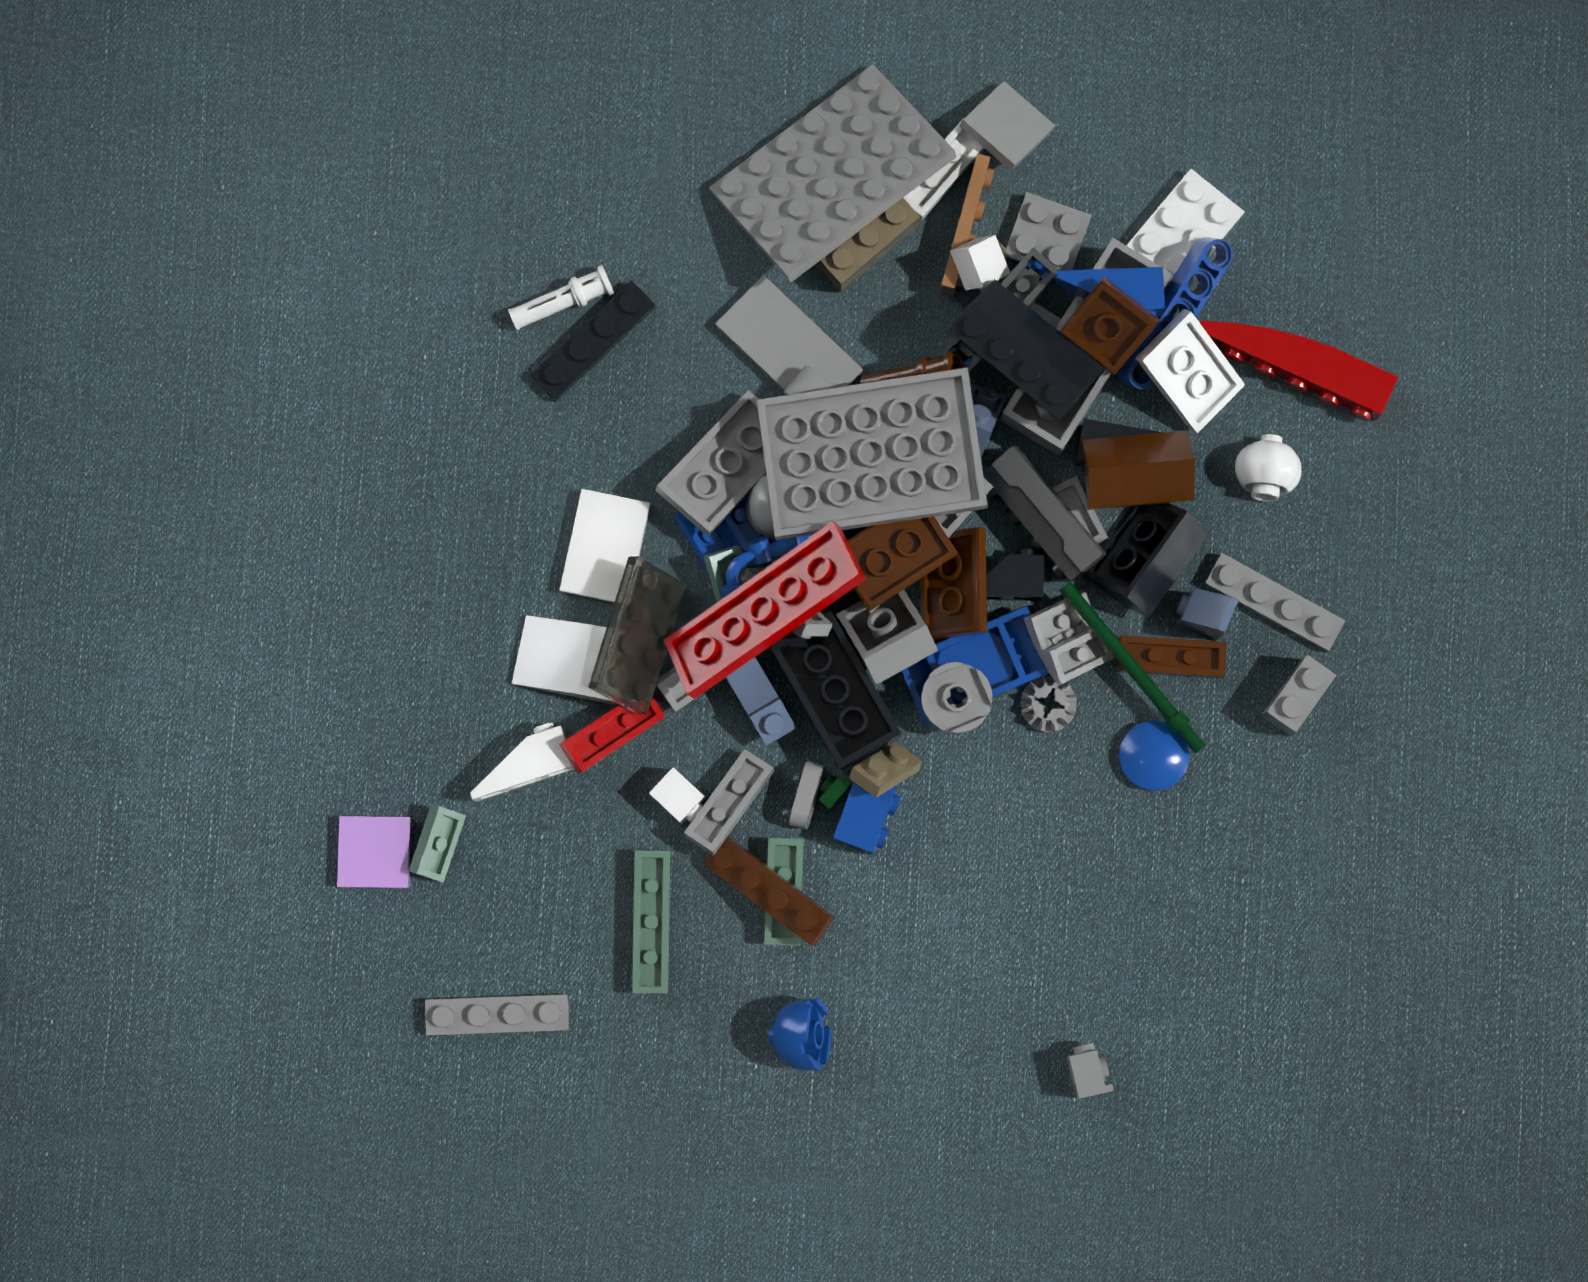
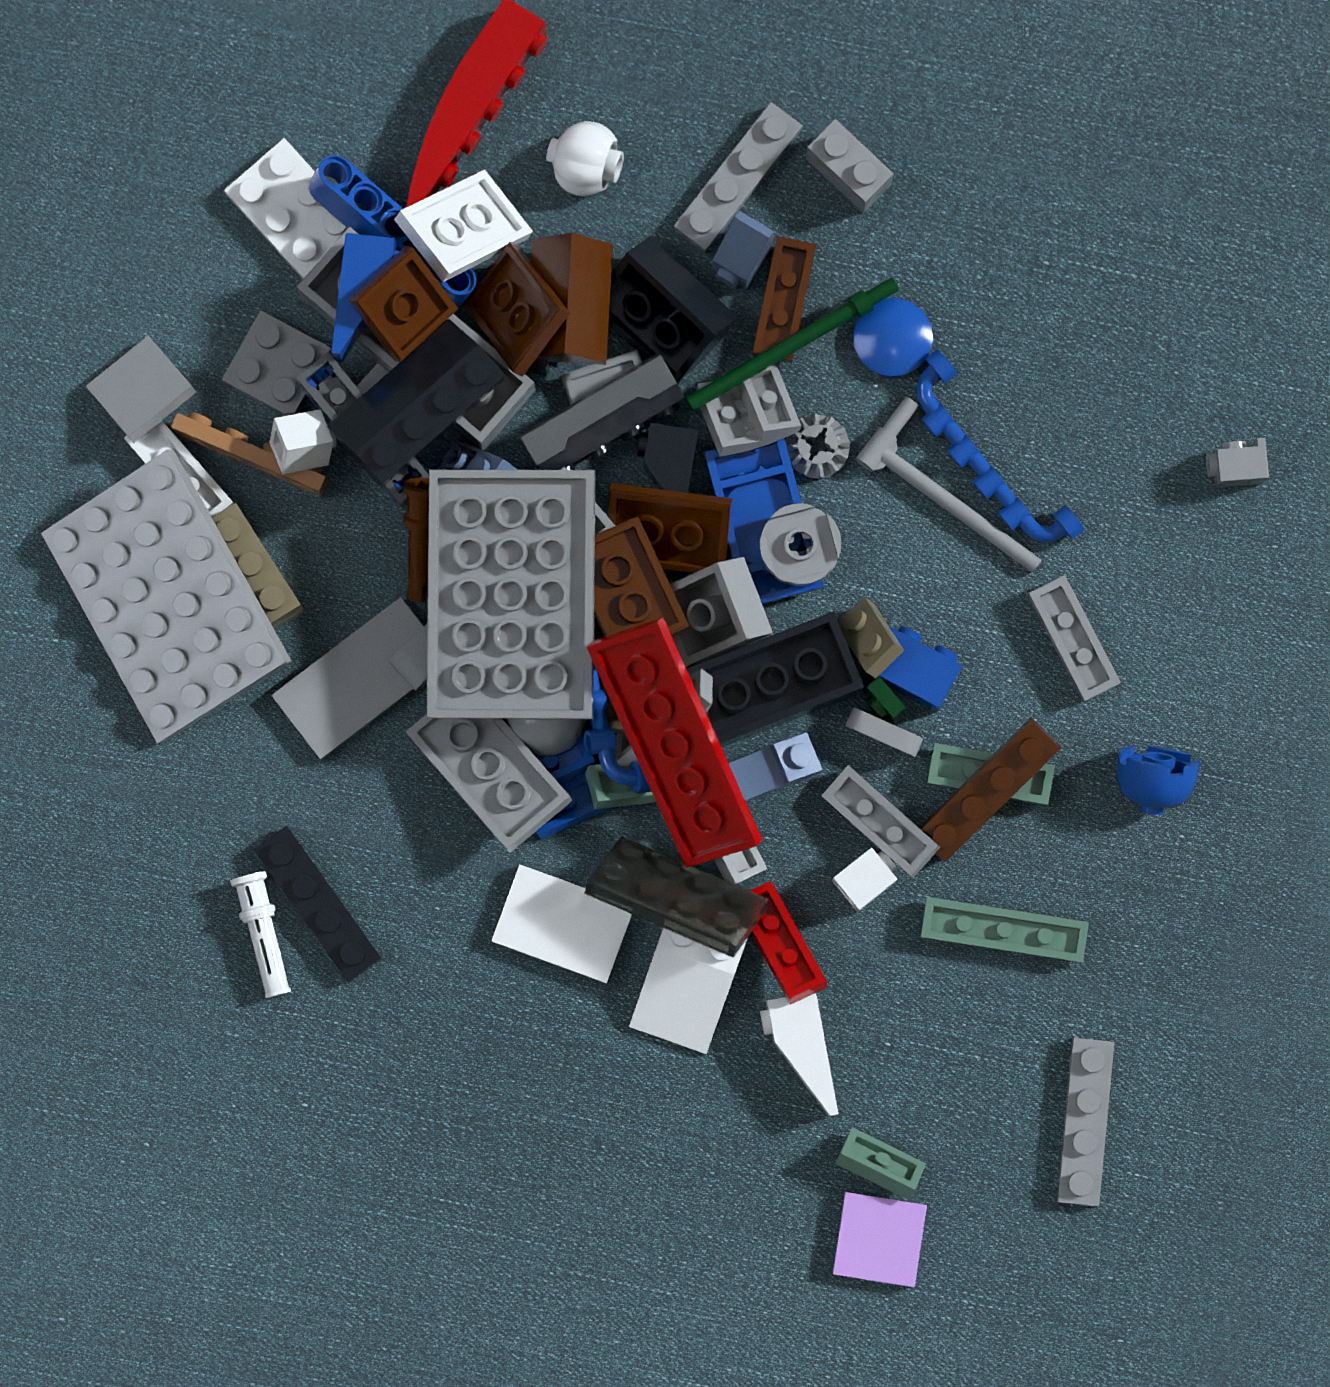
camera: 85 degrees left, 0 degrees up
(912, 948) = (1074, 638): none -> light grey plate
(1041, 855) = (988, 480): none -> blue bar
(1051, 759) = (881, 452): none -> light grey bar
(1123, 425) = (516, 309): none -> reddish brown tile

